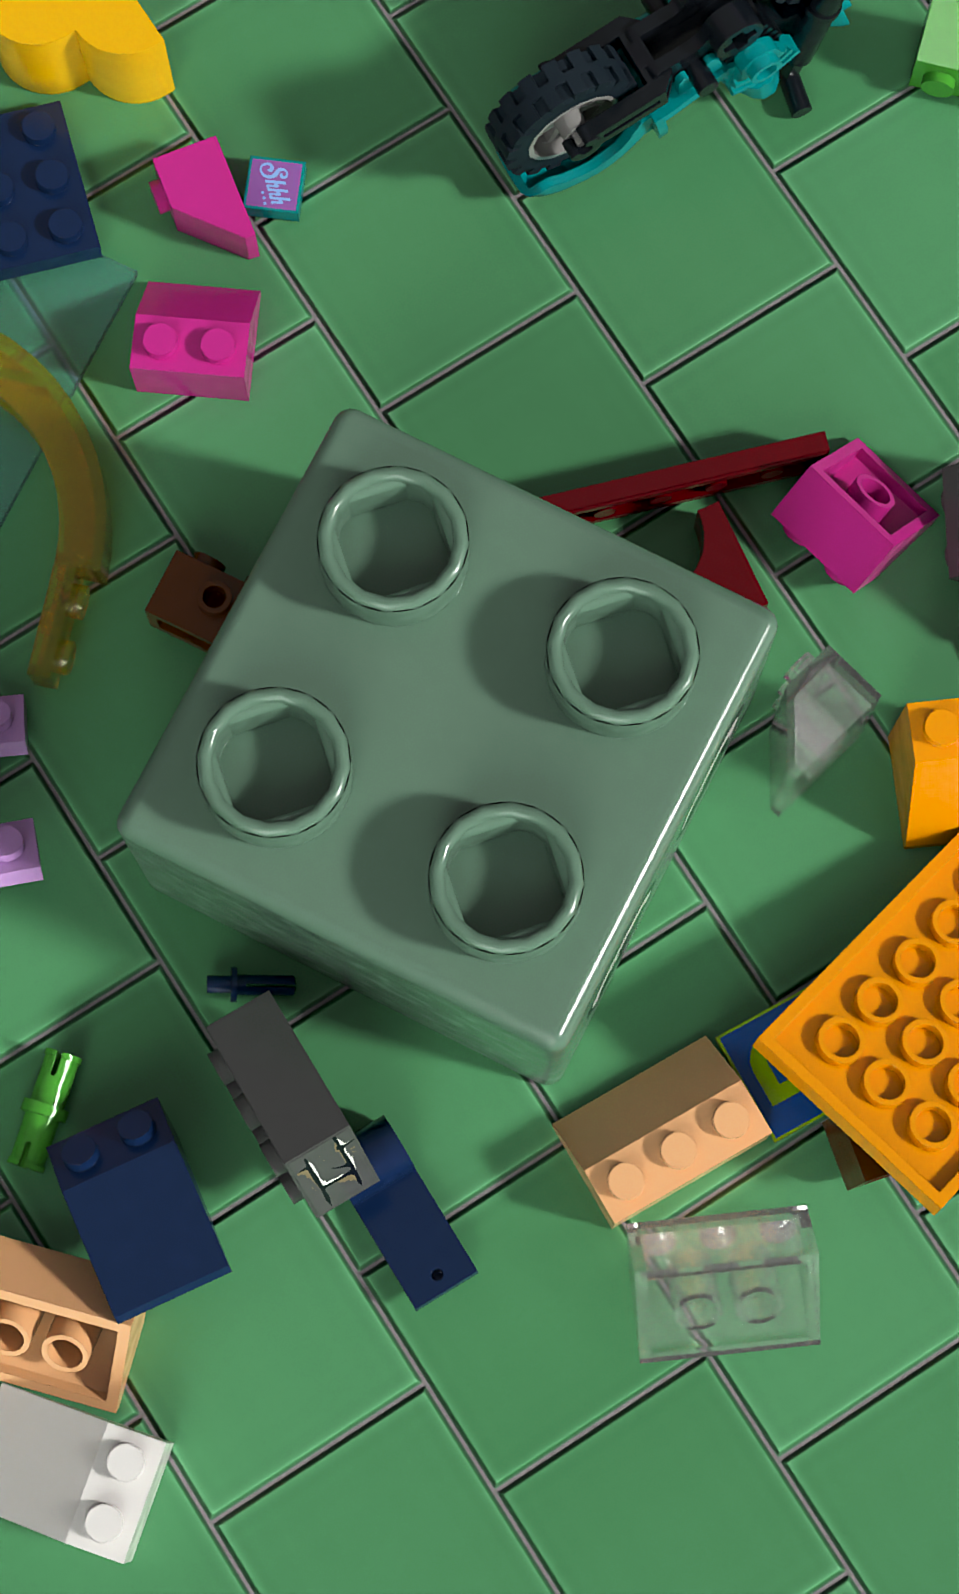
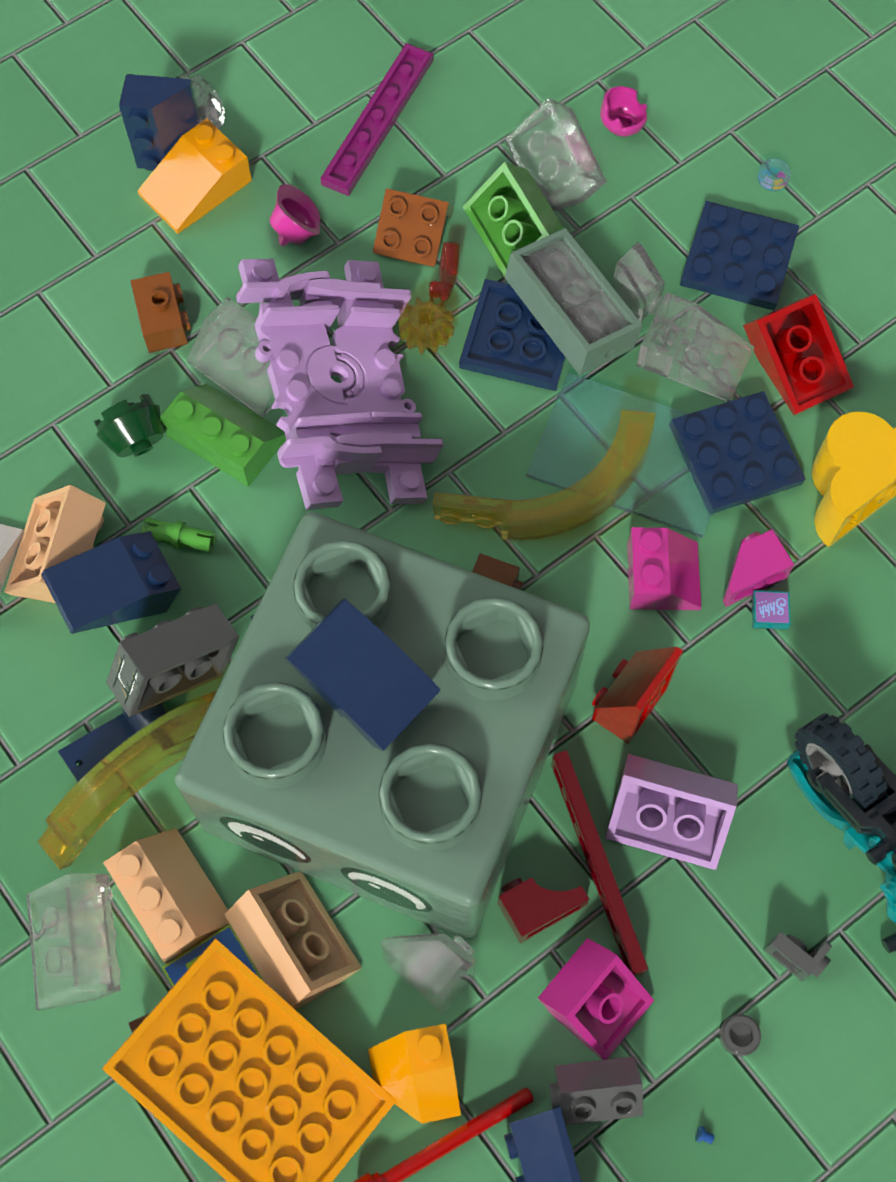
camera: 85 degrees right, 10 degrees down
(406, 380) = (635, 691): none -> red slope
(429, 736) = (363, 674): none -> dark blue slope
(473, 1175) = (119, 778): none -> clear yellow arch
(586, 372) = (672, 811): none -> lavender slope
(743, 945) = (292, 939): none -> light nougat slope
(814, 229) = (792, 955): none -> dark grey bracket
(913, 327) = (740, 1035): none -> dark grey tile

